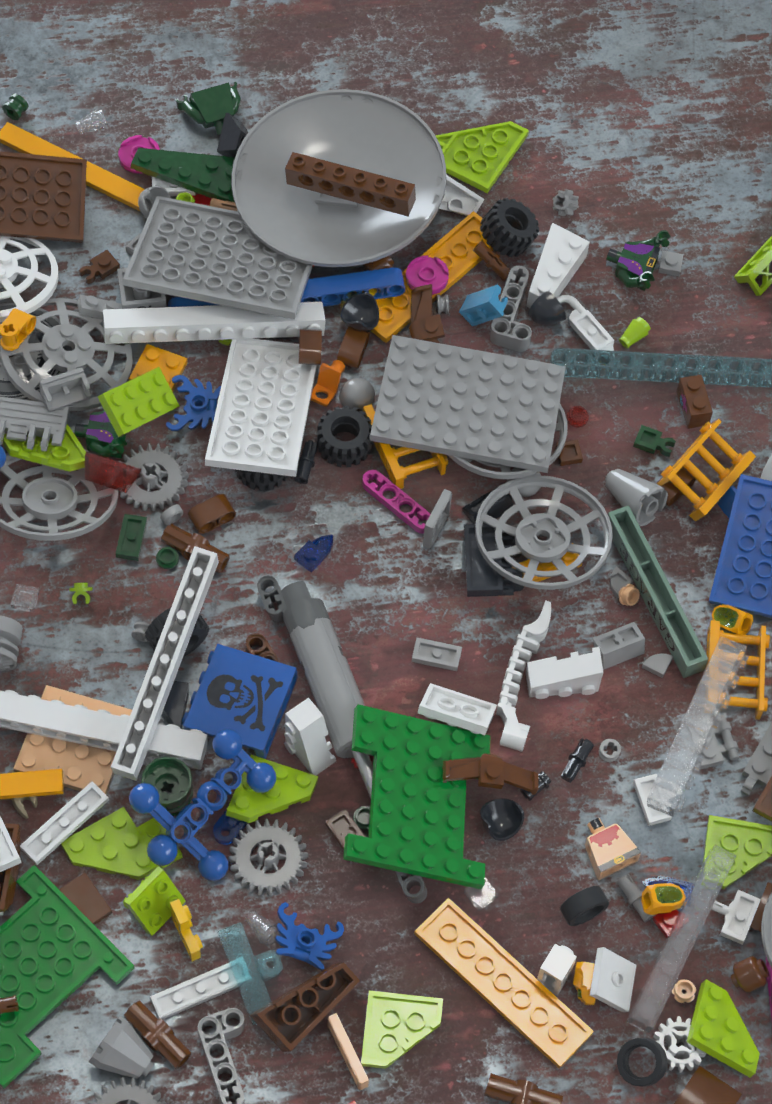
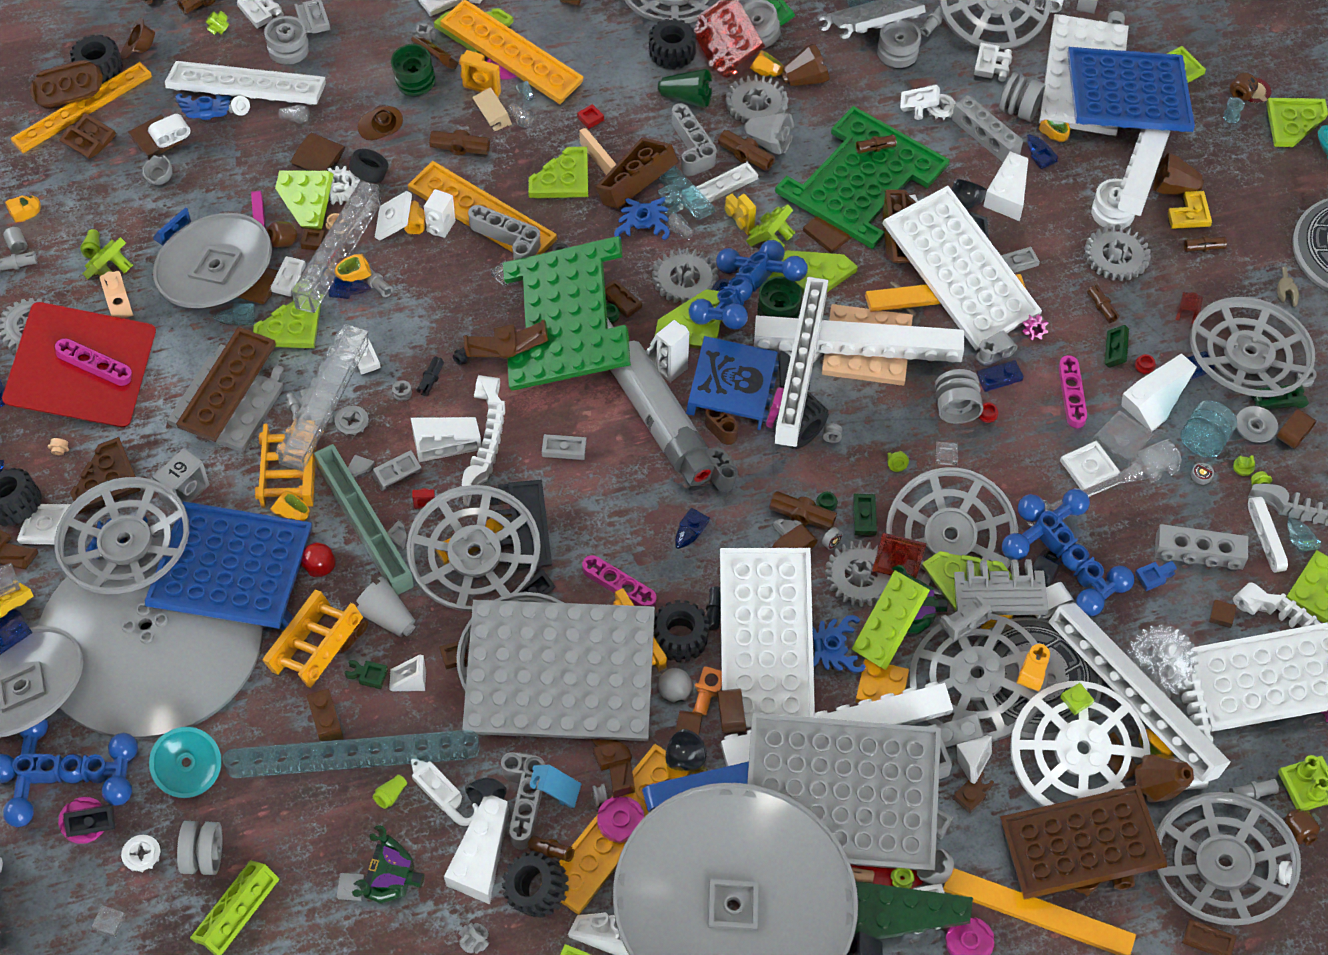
camera: 175 degrees right, 5 degrees down
(64, 823) = (857, 275): white plate -> none
(92, 285) = (974, 755): none -> white slope
(199, 655) = (775, 407): none -> dark pink tile
(216, 537) = (784, 526): none -> light grey tile
(350, 184) = (720, 869): reddish brown brick -> none
(437, 519) = (577, 554): light grey tile -> none
(457, 709) = (540, 396): white plate -> none
(483, 929) = (506, 229): none -> light grey beam
(502, 818) = (494, 318): black helmet -> none
(577, 416) = (446, 691): clear red plate -> none
(584, 905) = (424, 266): black tyre -> none
(591, 612) = (422, 497): none -> red plate
(609, 849) = (398, 310): light nougat torso -> none
(613, 432) = (409, 675): none -> white slope
(629, 595) = (389, 519): light nougat plate -> none
(661, 709) = (347, 414): none -> light grey gear
(702, 564) = (318, 559): none -> red hair
(711, 970) = (312, 239): none -> reddish brown tile

